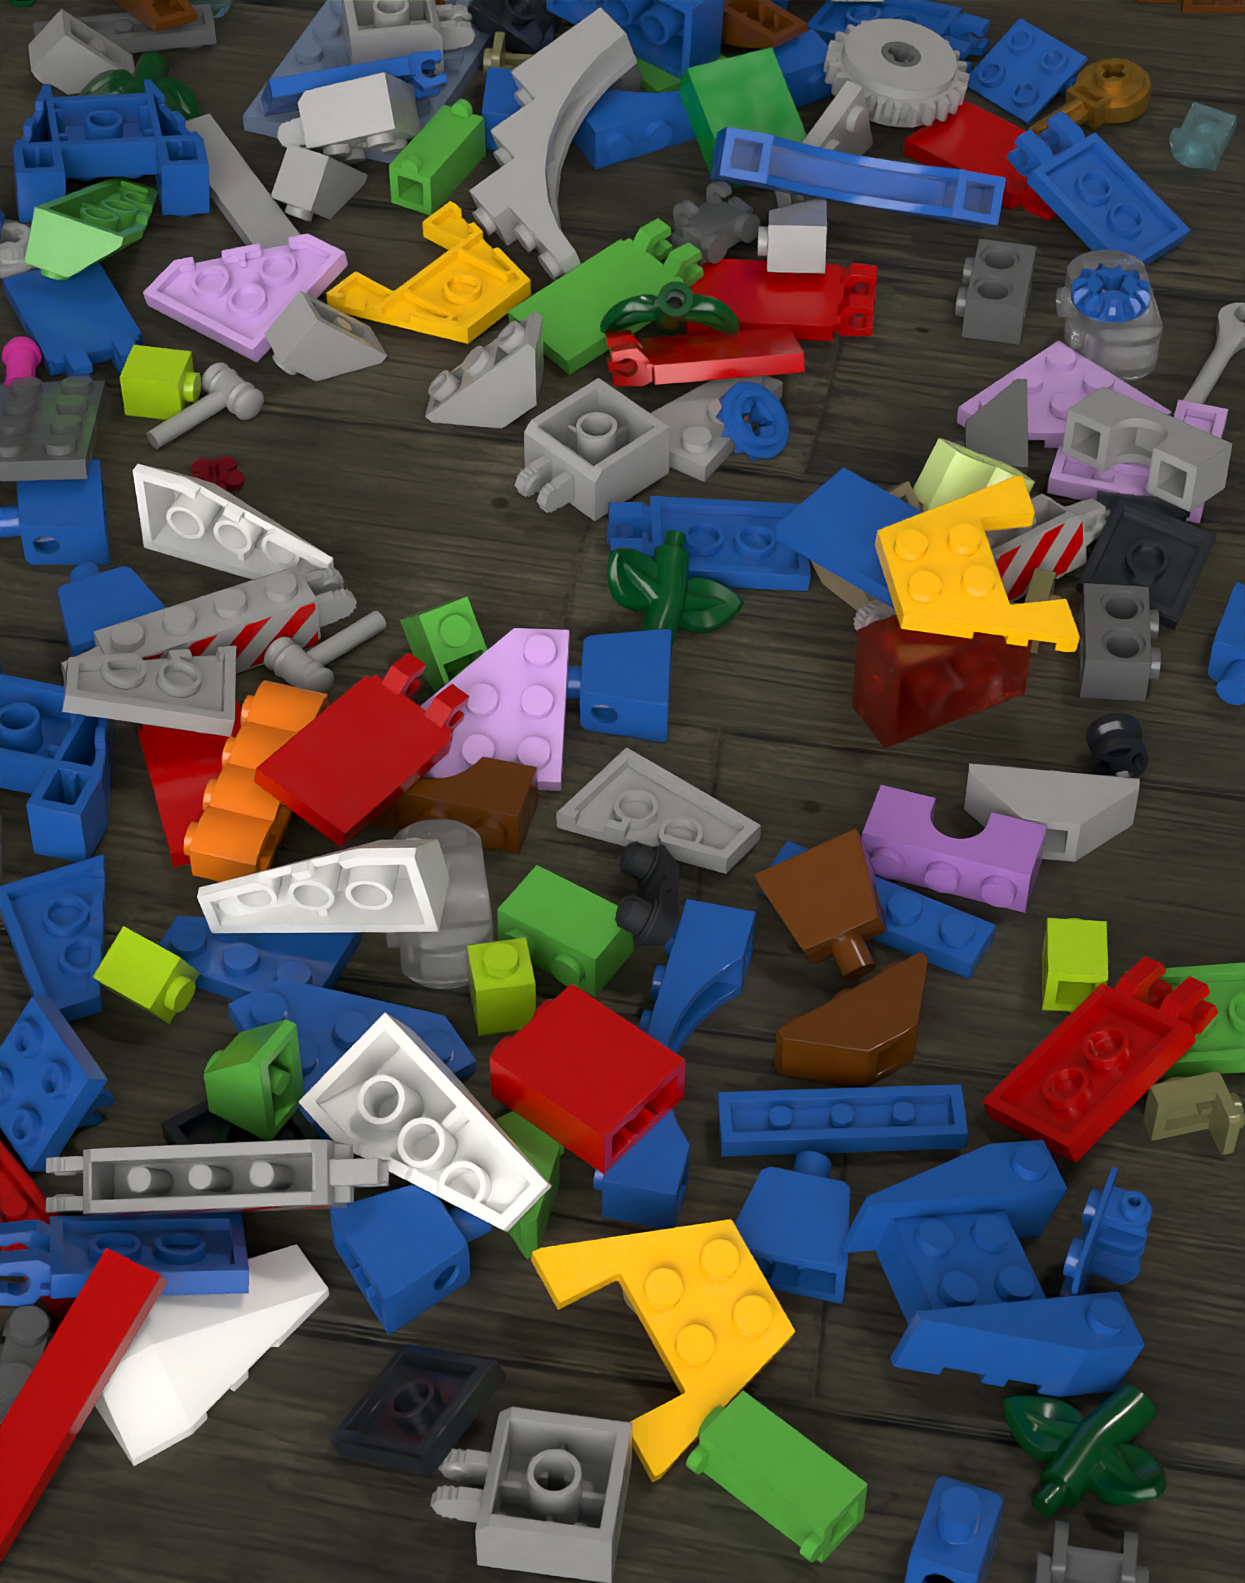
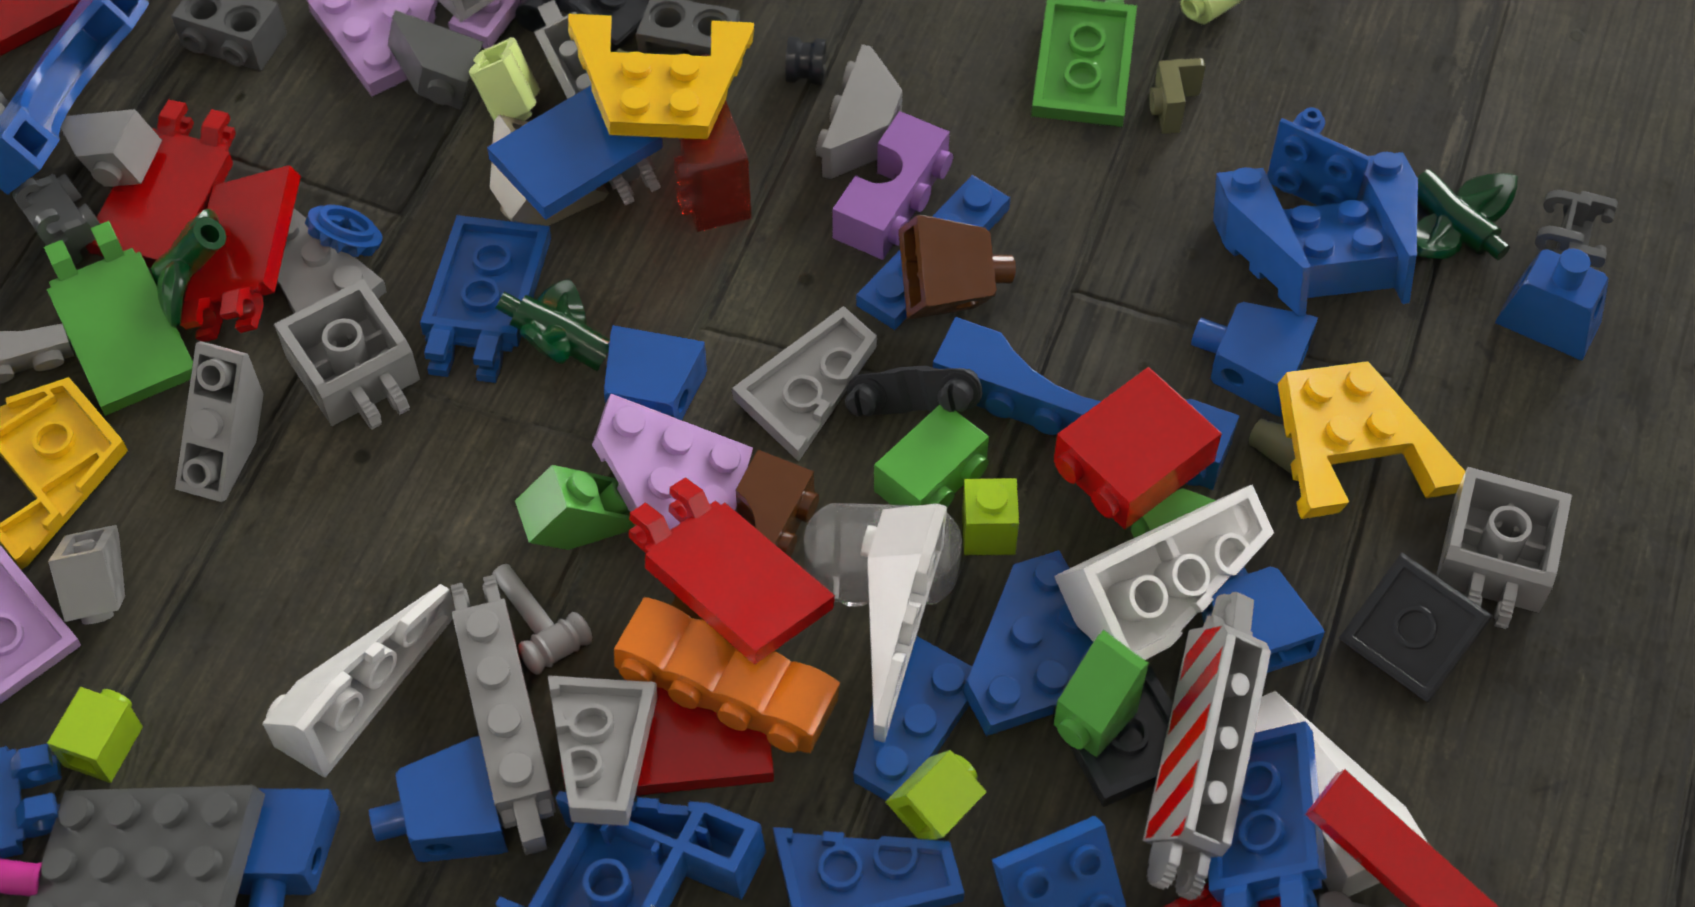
camera: 80 degrees left, 10 degrees up
(220, 472) = (246, 700): dark red plant -> none
(223, 391) = (130, 671): light grey piece -> none
(780, 1475) = (1482, 397): bright green brick -> none
(842, 1120) = (1153, 301): blue plate -> none
(859, 1031) = (1066, 271): reddish brown slope -> none
(1072, 962) = (1024, 132): lime brick -> none
(1101, 1059) = (1136, 132): red tile -> none

